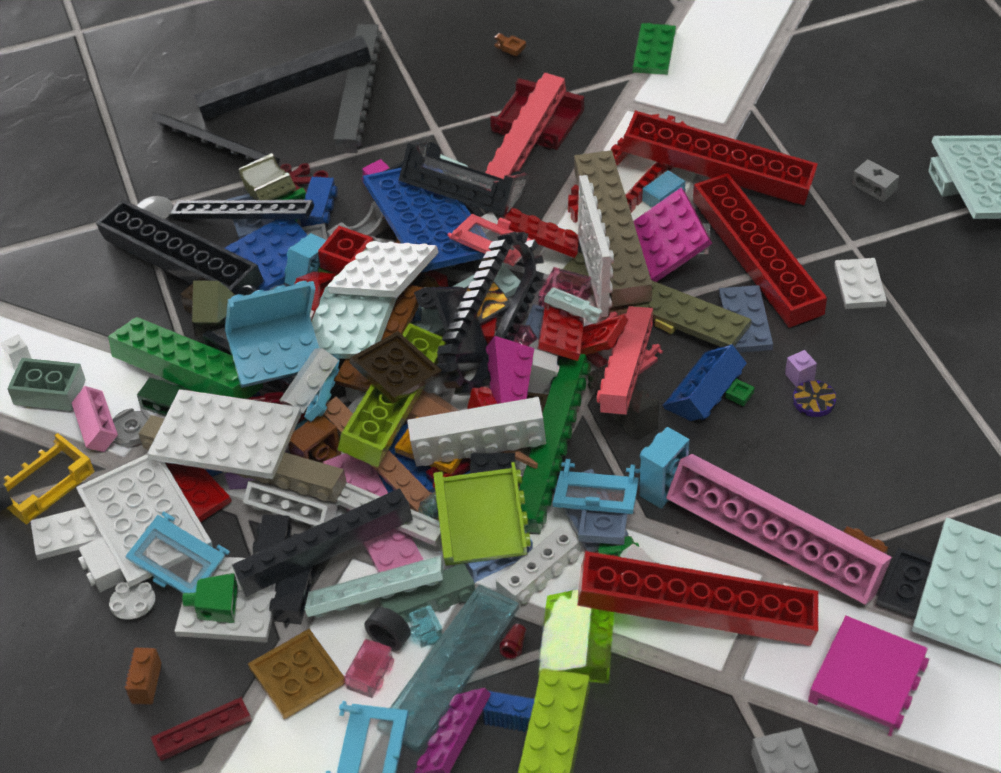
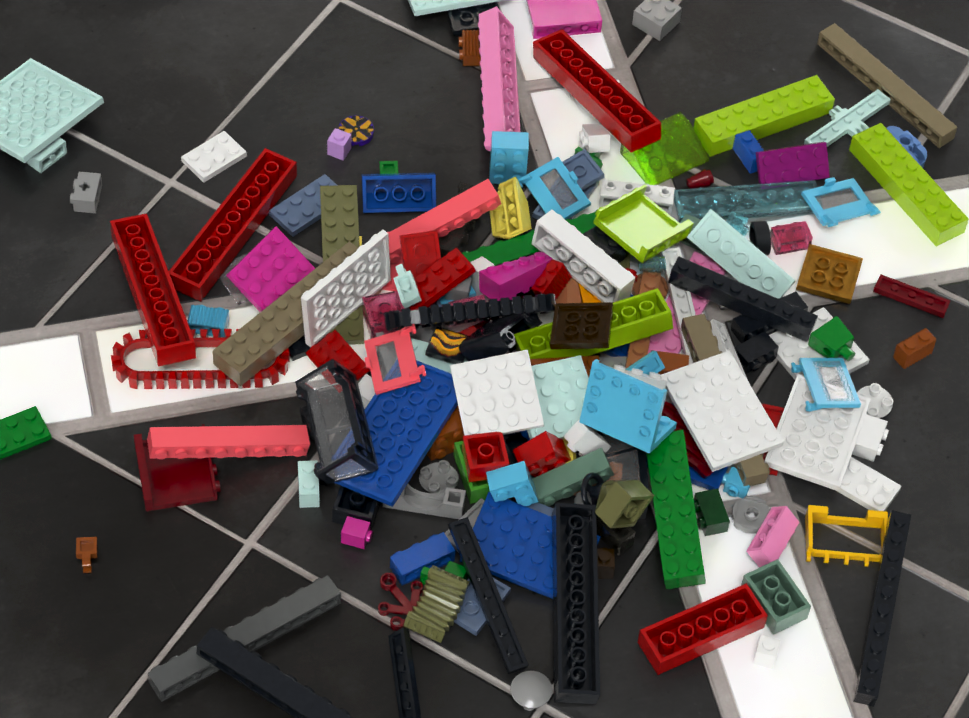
camera: 135 degrees left, 5 degrees up
(78, 317) = (702, 628): none -> red brick
(597, 446) = (513, 214): none -> light yellow wedge

